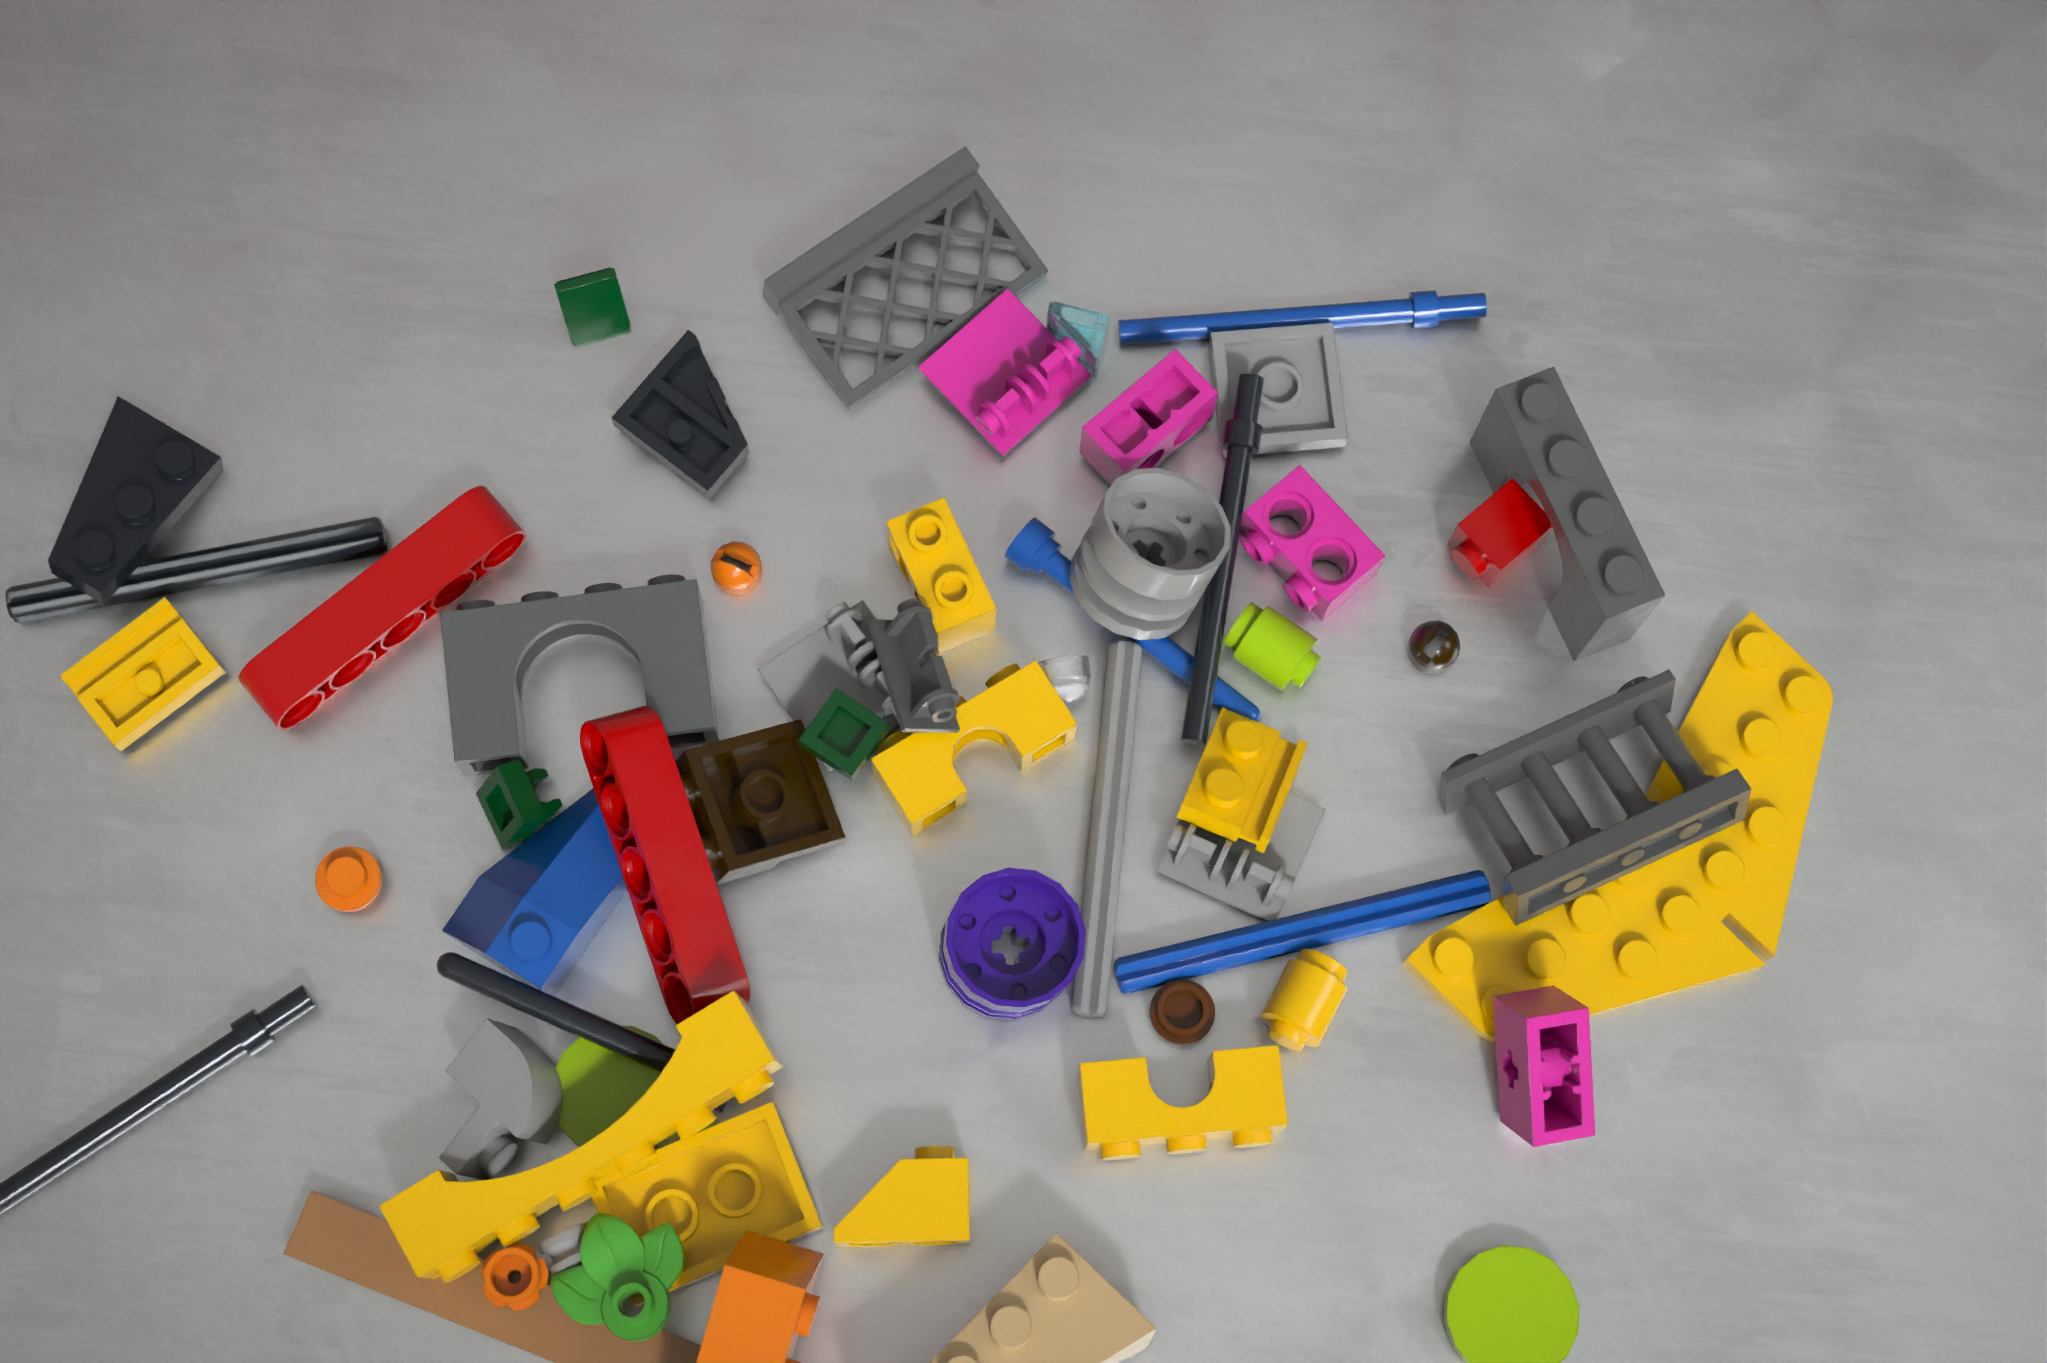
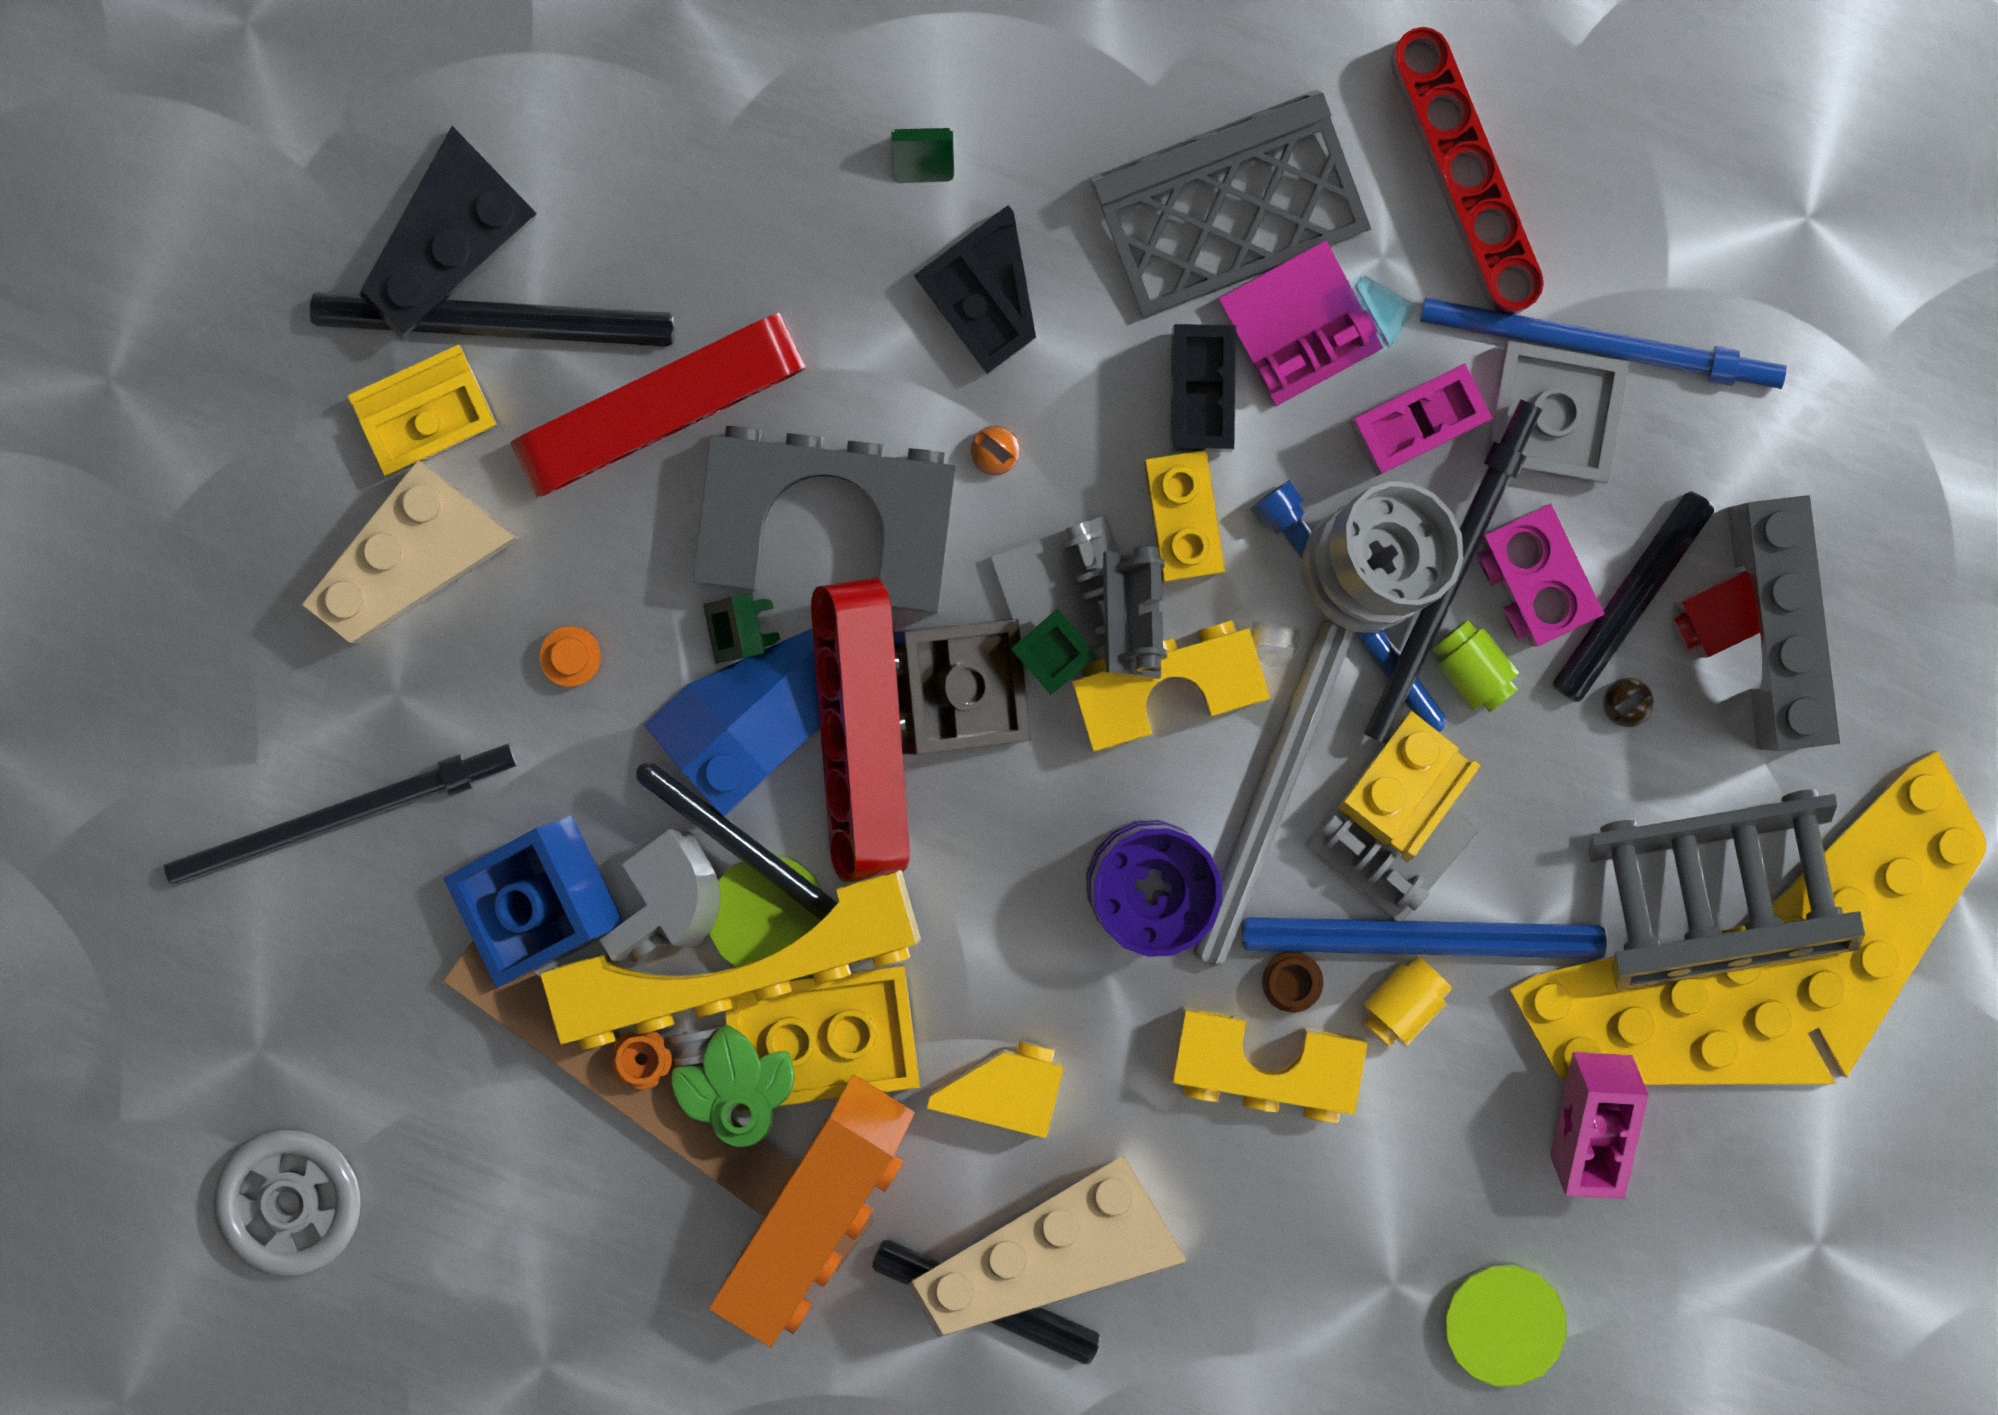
camera: 20 degrees right, 15 degrees up
(150, 817) = (406, 554): none -> tan wedge
(359, 1136) = (533, 901): none -> blue slope
(925, 442) = (1203, 387): none -> black brick
(1121, 166) = (1466, 140): none -> red beam
(1406, 545) = (1633, 596): none -> black axle

